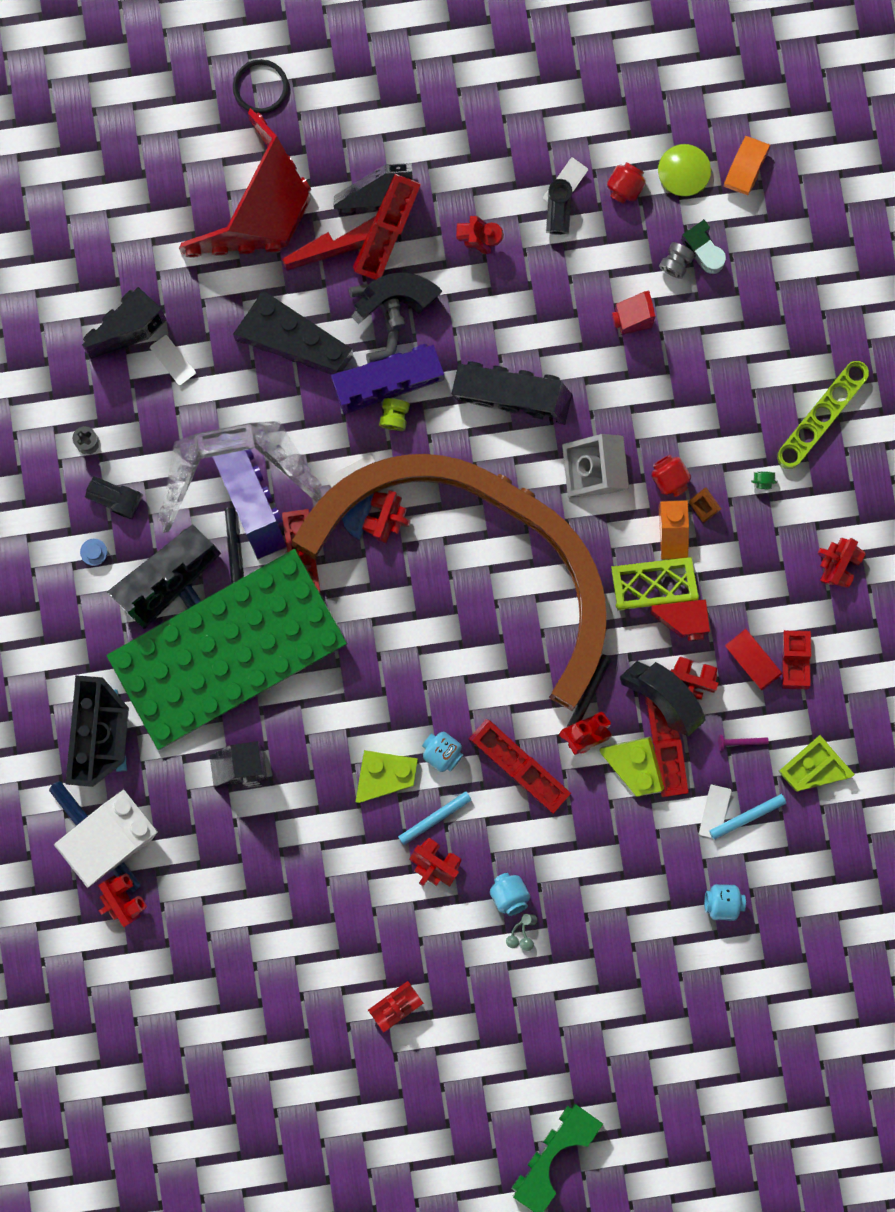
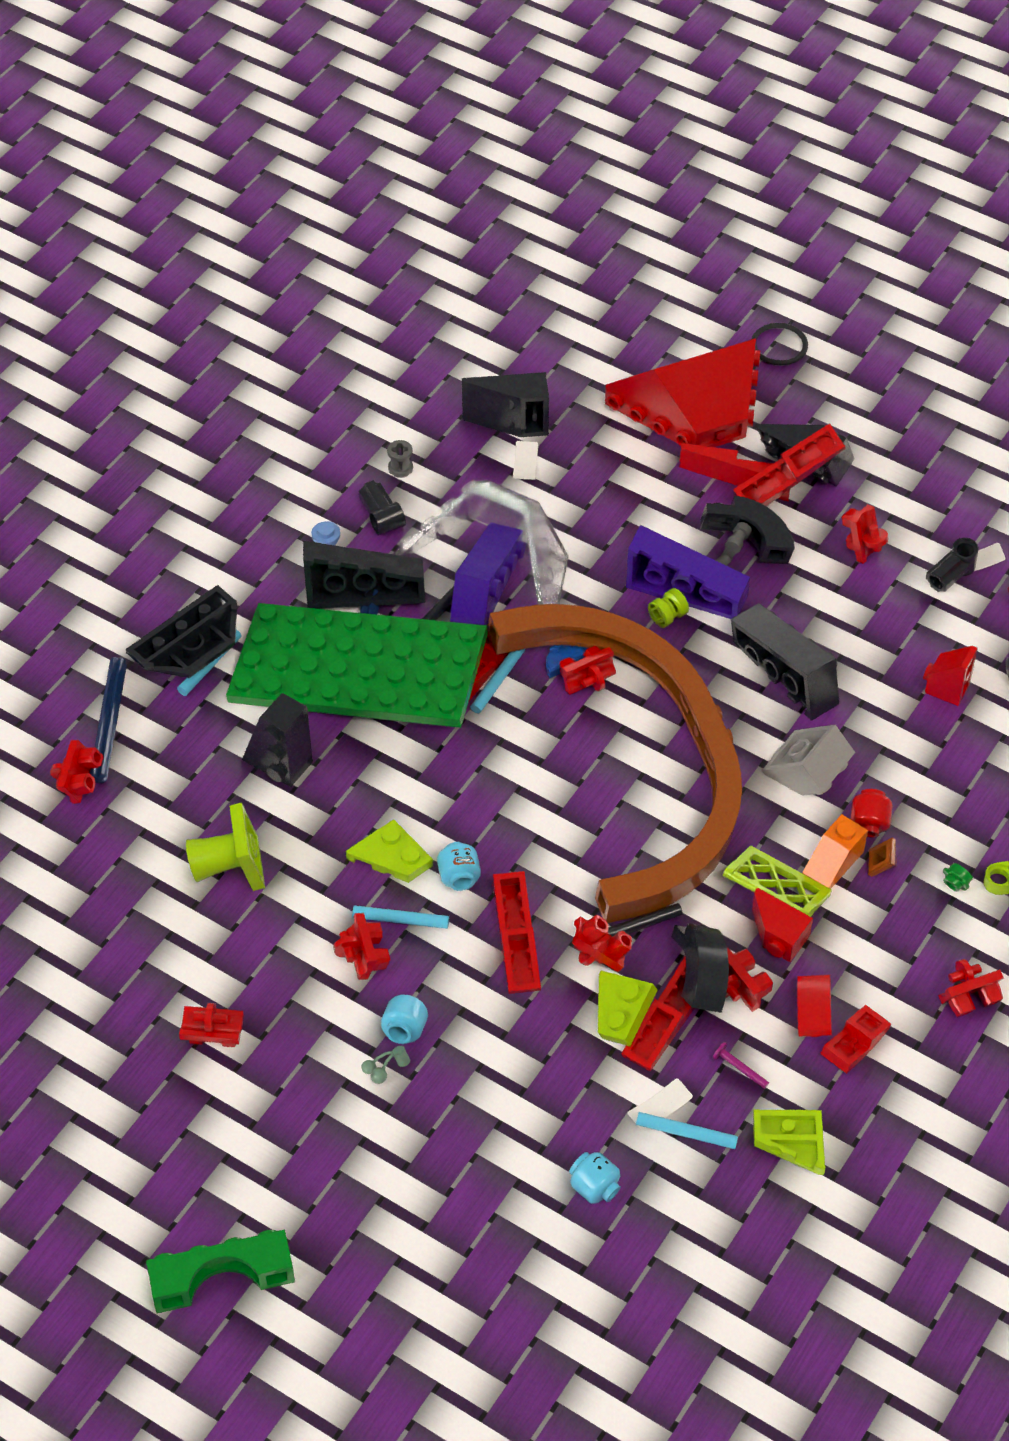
camera: 40 degrees right, 30 degrees down
(106, 838) = (115, 716): white slope -> none
(285, 332) = (632, 492): black wedge -> none
(286, 875) = (228, 851): none -> lime plant
(328, 580) = (496, 680): none -> medium azure bar

